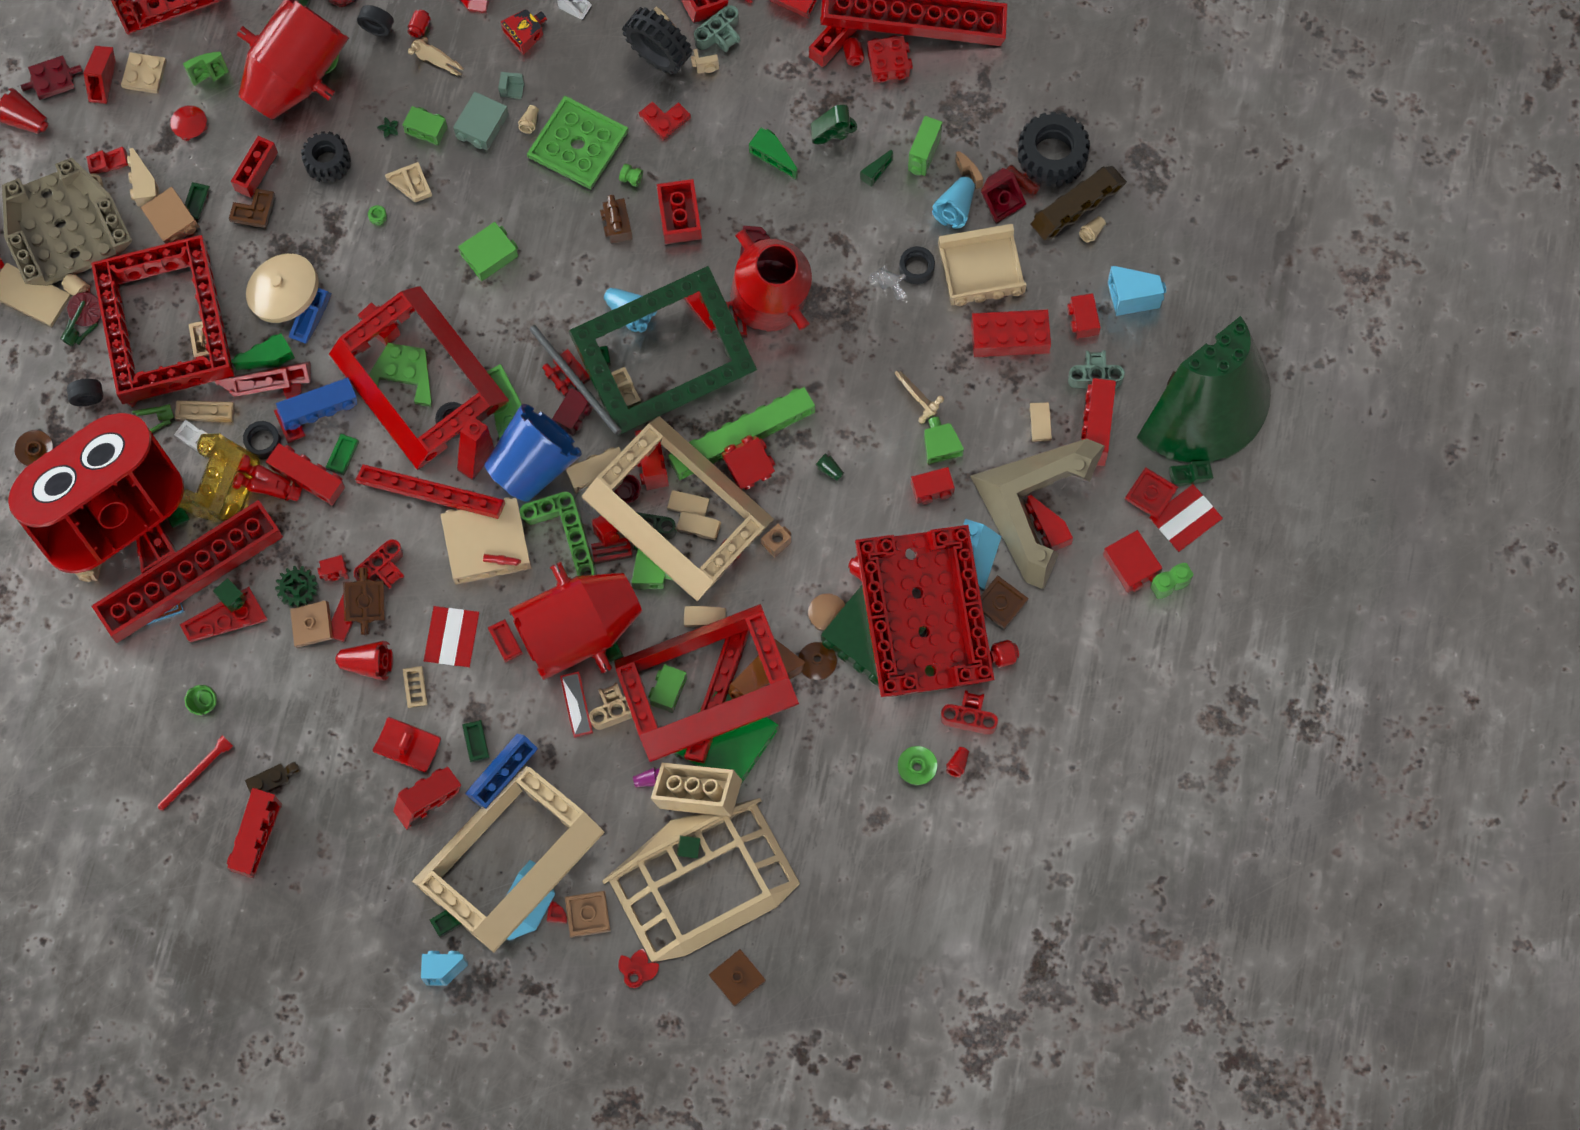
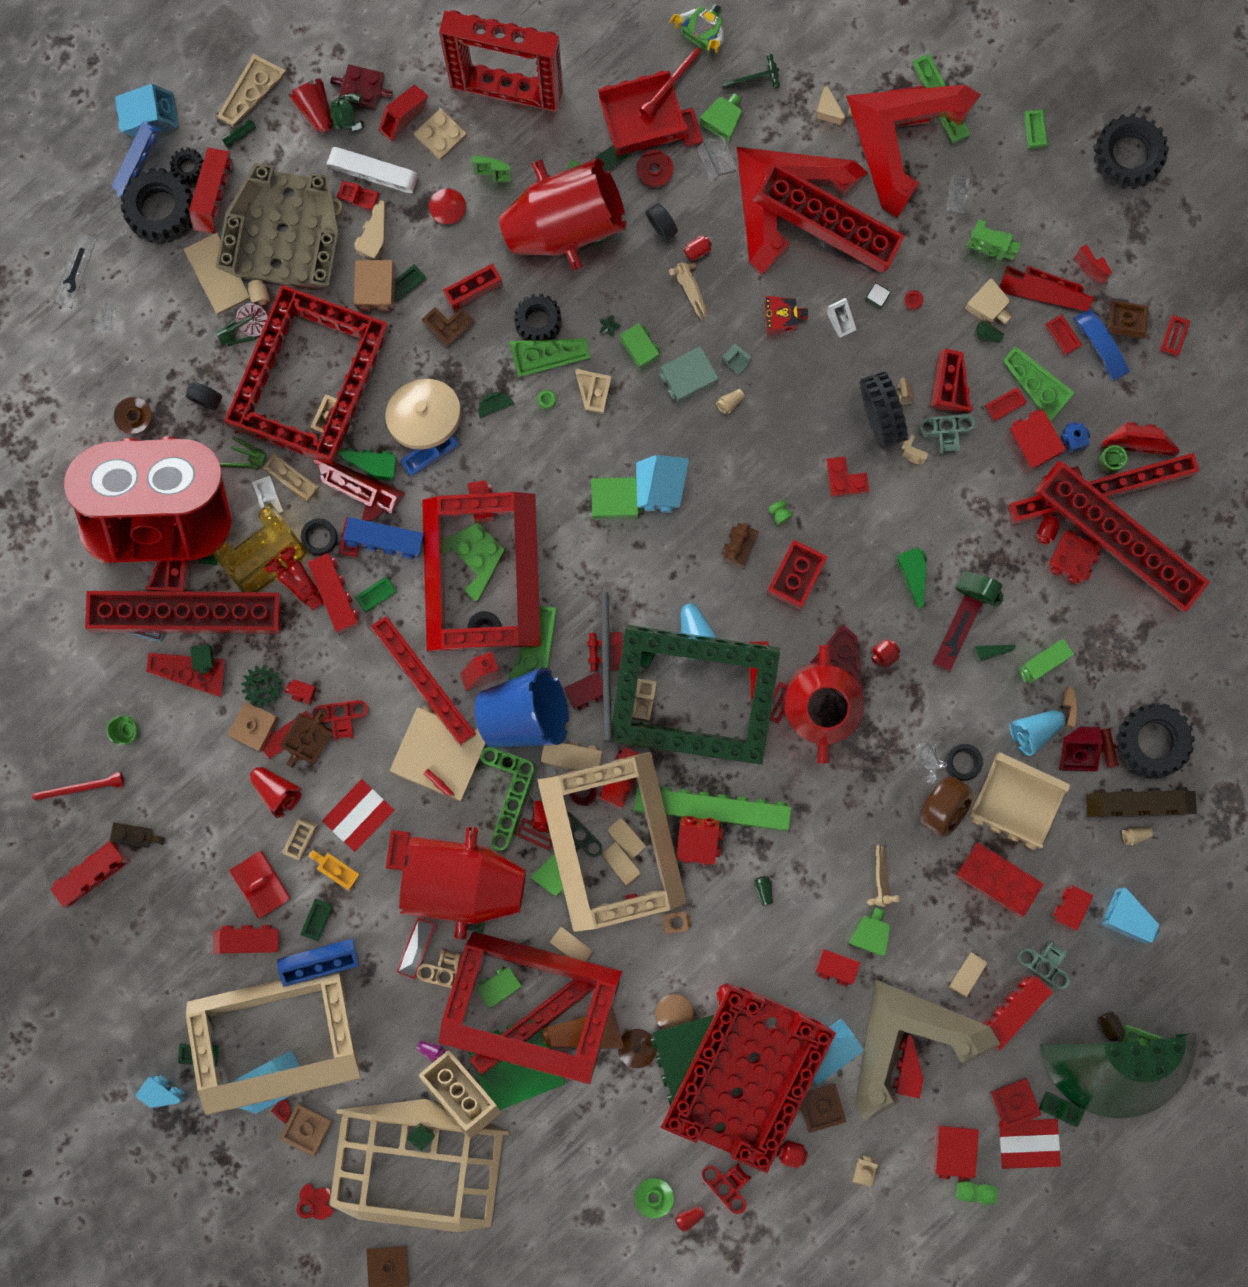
camera: 35 degrees right, 10 degrees up
(51, 103) = (343, 113): none -> dark green helmet
(105, 133) = (372, 170): none -> white beam
(335, 246) = (494, 403): none -> dark green tile
(350, 180) = (547, 354): none -> bright green wing
(462, 689) = (335, 869): none -> light orange plate
(517, 211) = (660, 482): none -> medium azure slope
(574, 122) = (763, 428): bright green piece -> none
(794, 225) = (885, 653): none -> red head
(839, 174) = (957, 633): none -> dark red tile
(928, 302) = (946, 806): none -> reddish brown wheel
(1072, 627) = (865, 1171): none -> tan bracket

